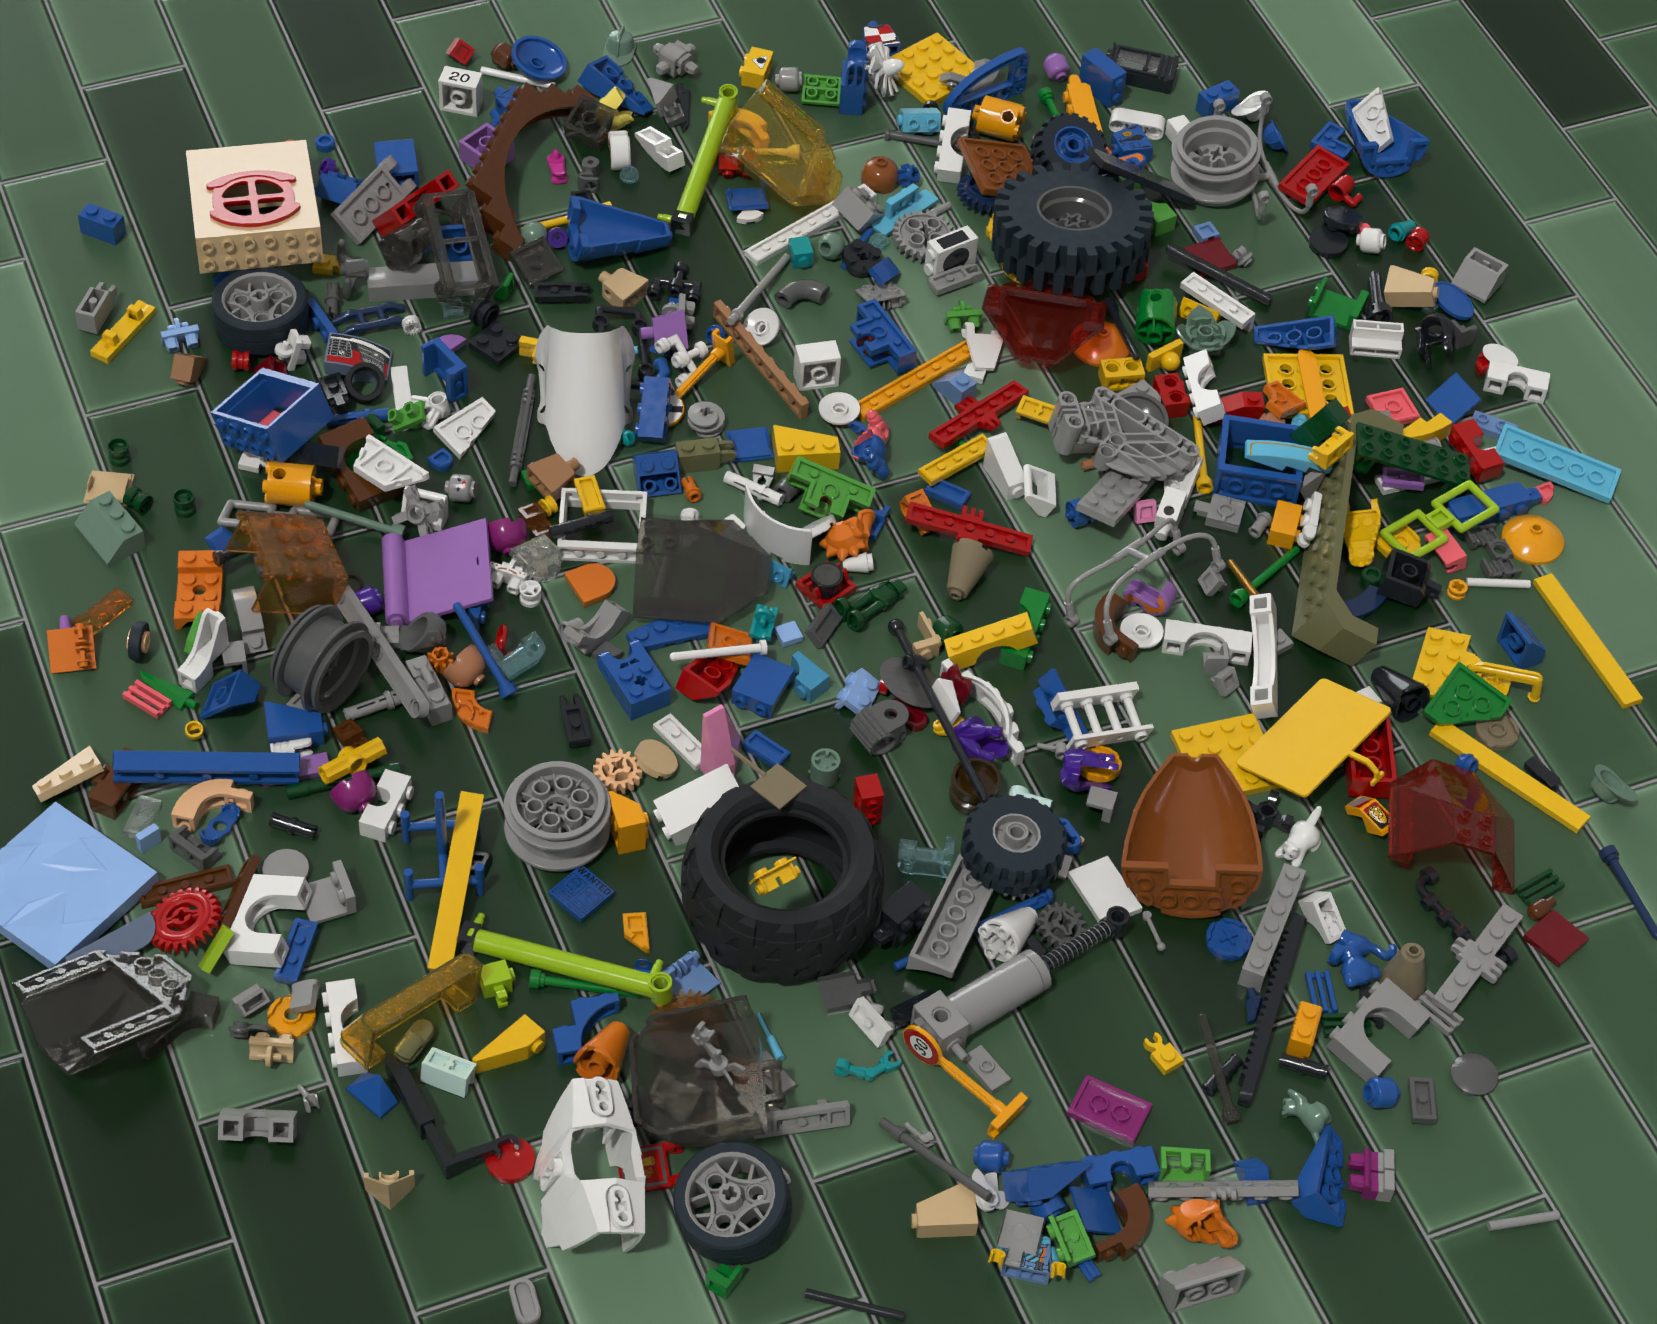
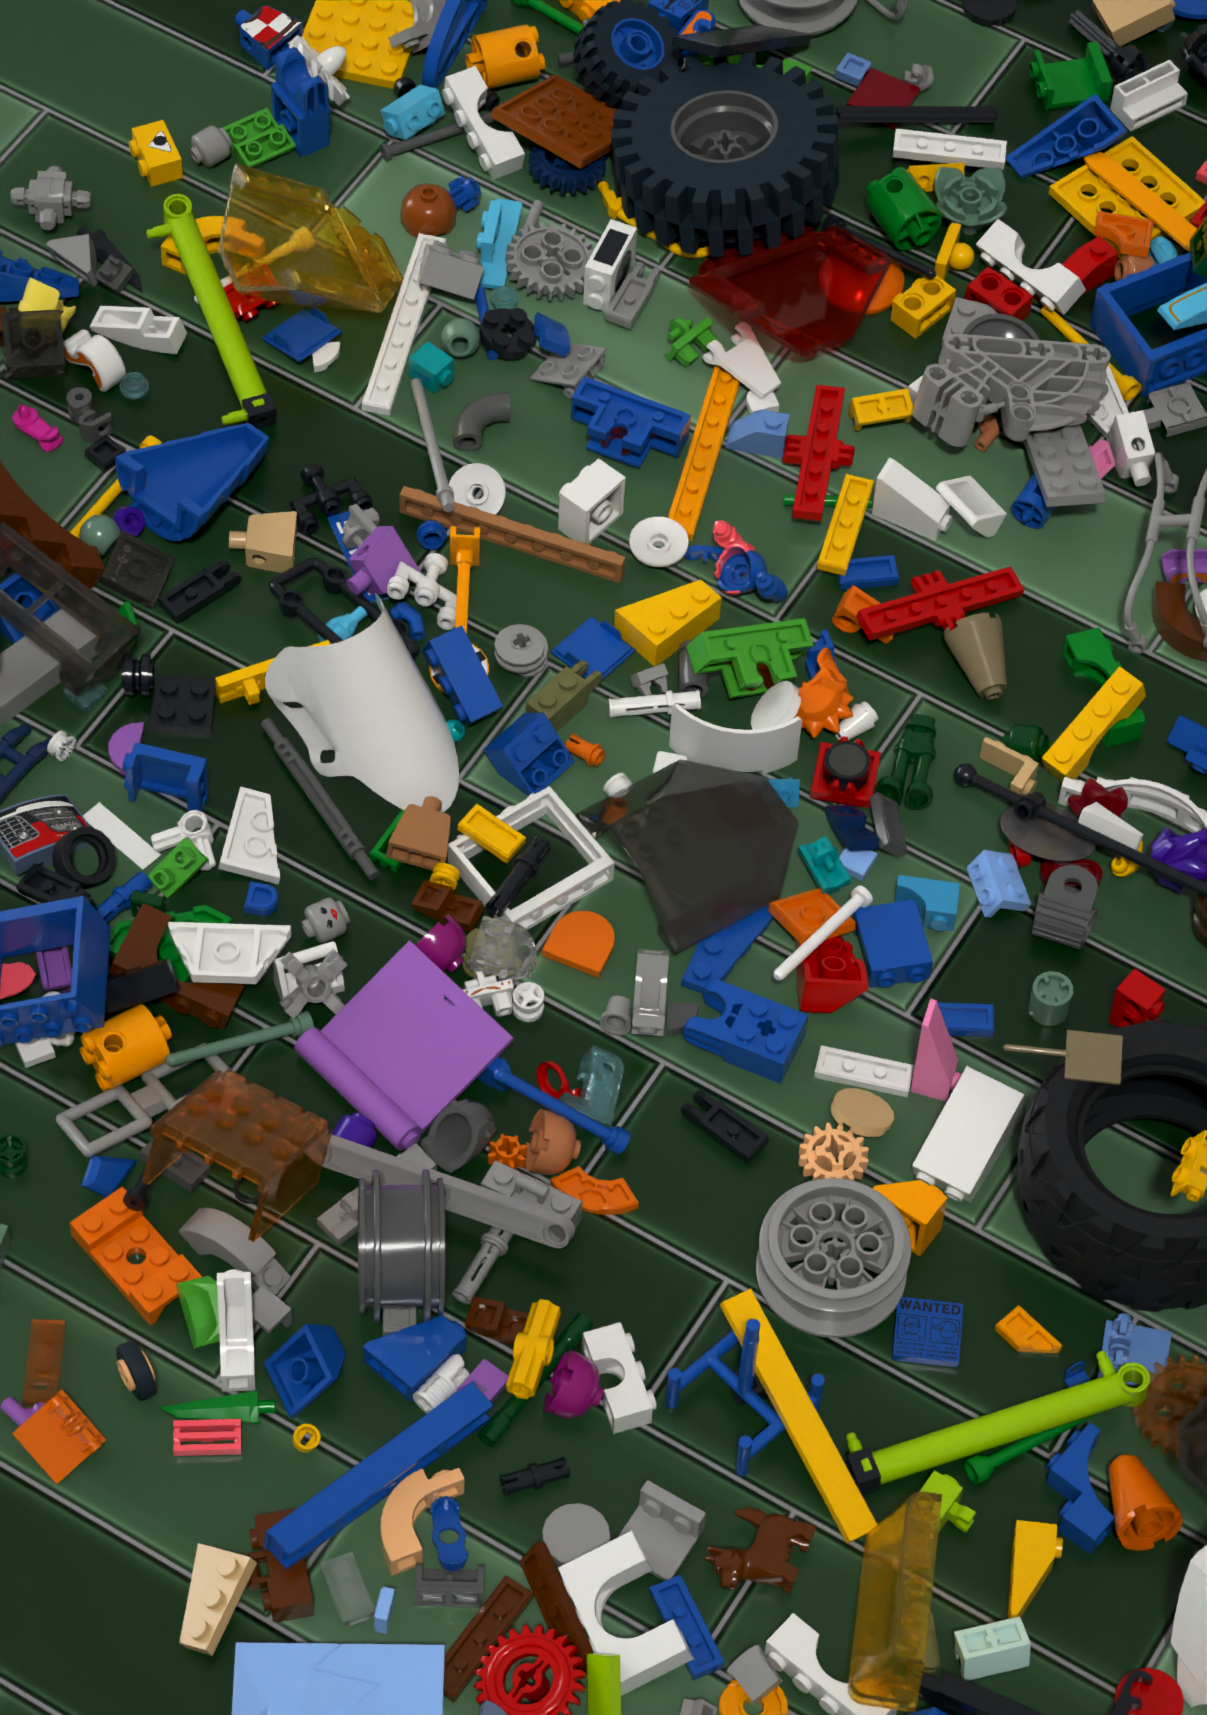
camera: 35 degrees left, 5 degrees up
(375, 944) = (769, 1555): none -> reddish brown animal
(800, 614) = (850, 827): none -> dark blue slope

